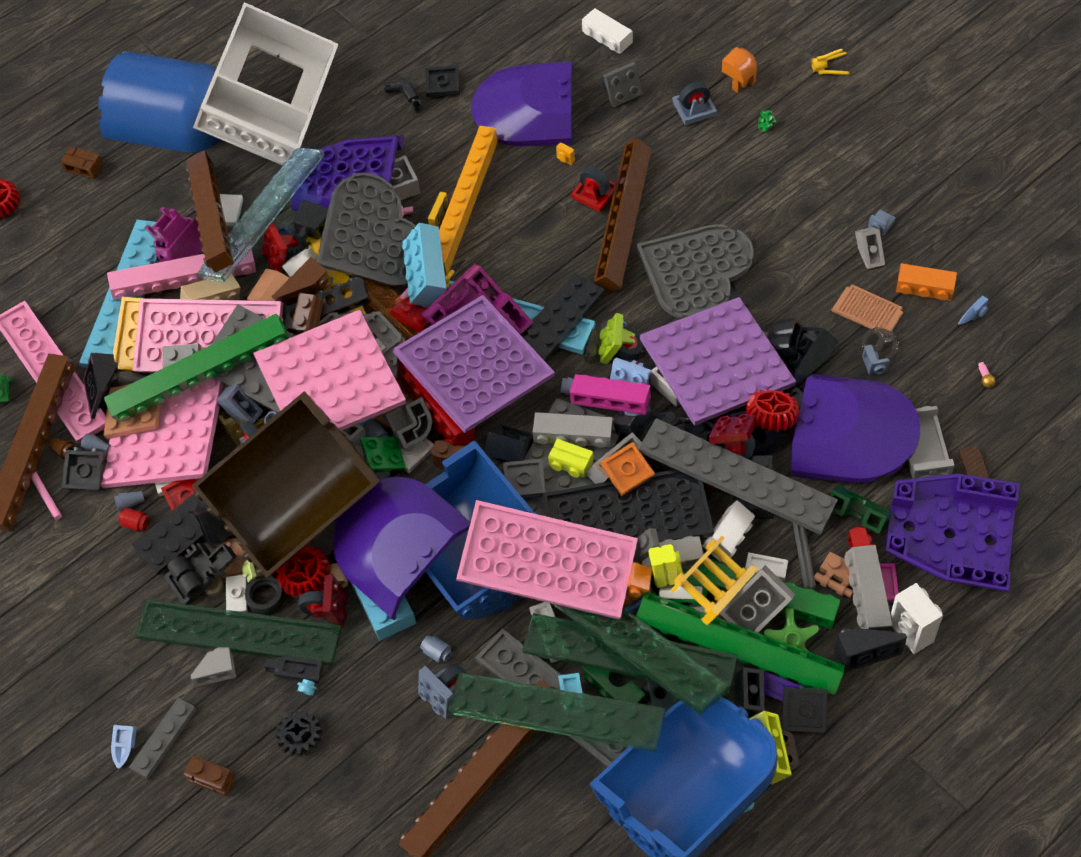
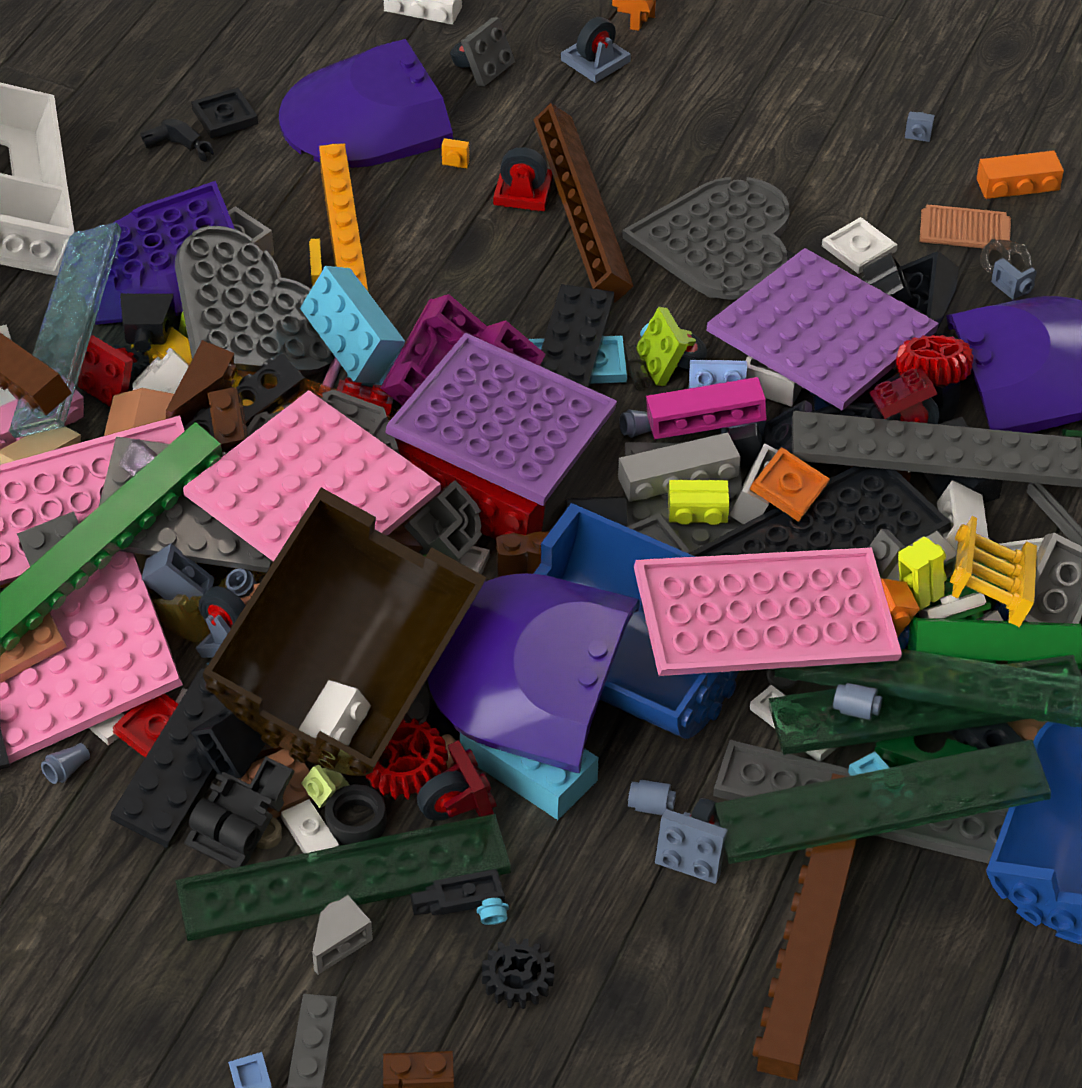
camera: 30 degrees left, 10 degrees down
(133, 520) = (89, 785): red brick -> none
(238, 323) = (137, 457): none -> clear purple plate
(271, 533) = (336, 712): none -> white brick
(579, 637) = (857, 701): none -> sand blue brick
(766, 121) = (701, 50): green plant -> none
(788, 301) = (858, 244): none -> white tile
(870, 247) = (926, 154): light grey slope -> none

